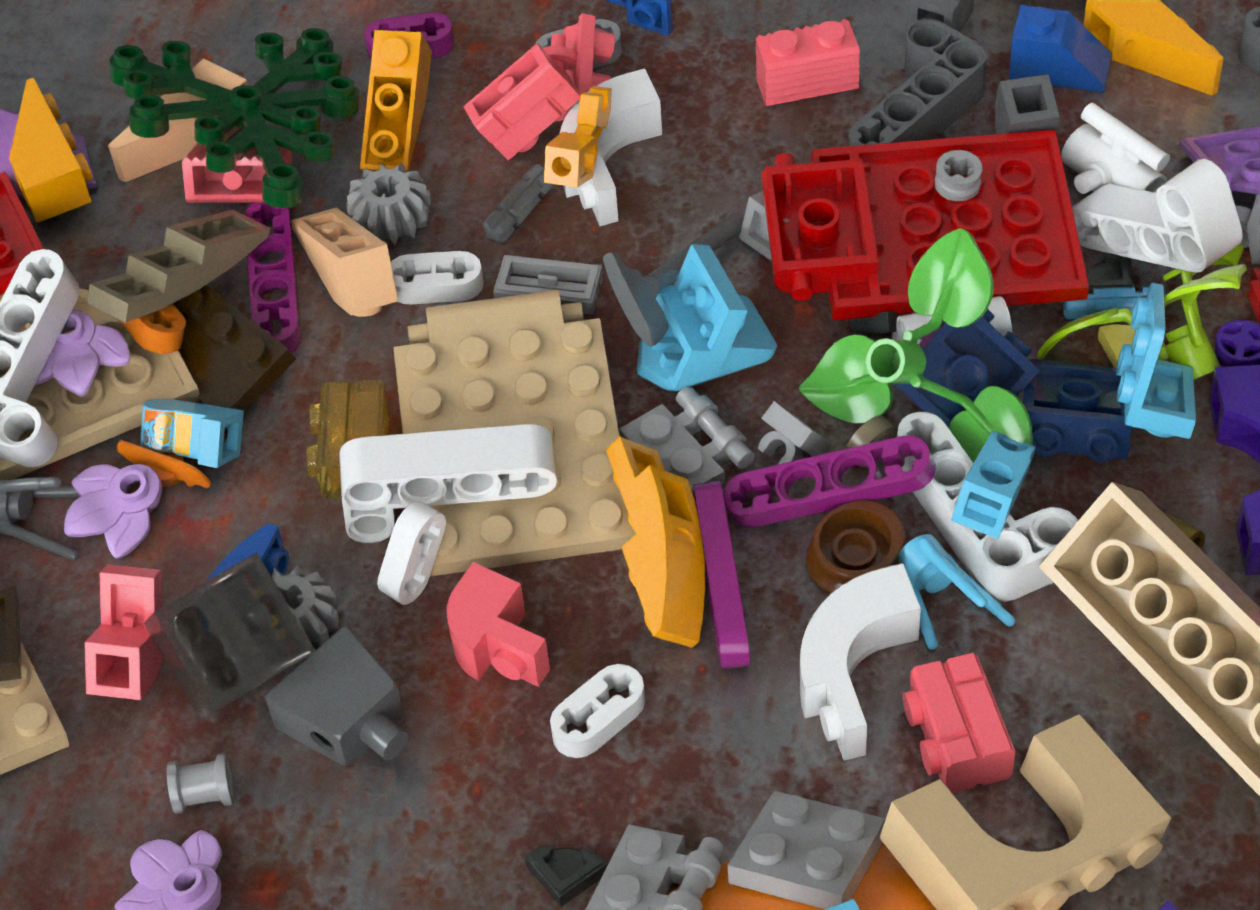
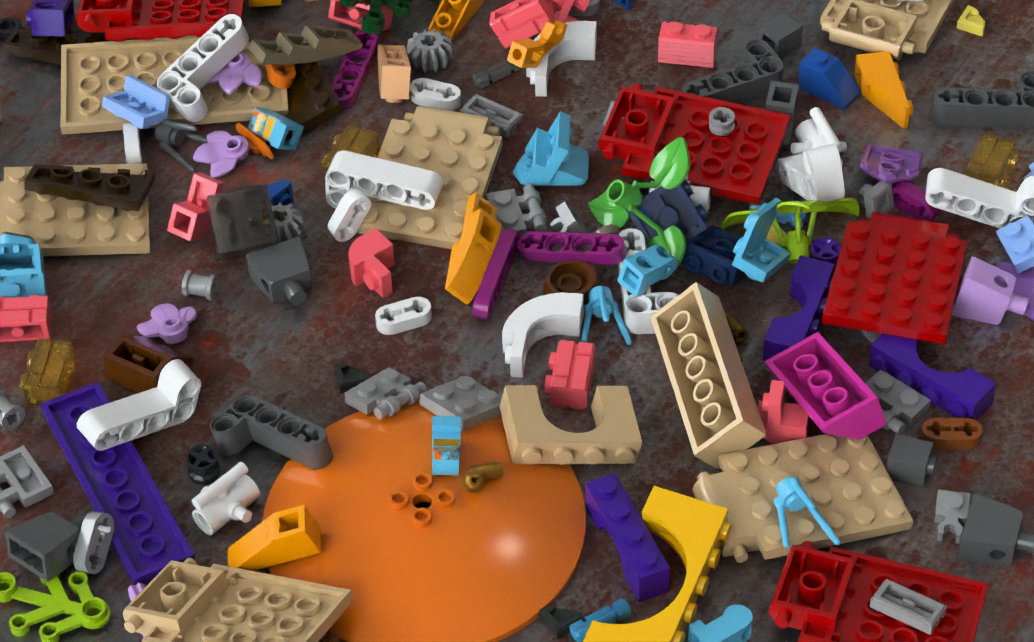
camera: 20 degrees right, 5 degrees down
(639, 293) = (521, 128): dark grey piece -> none

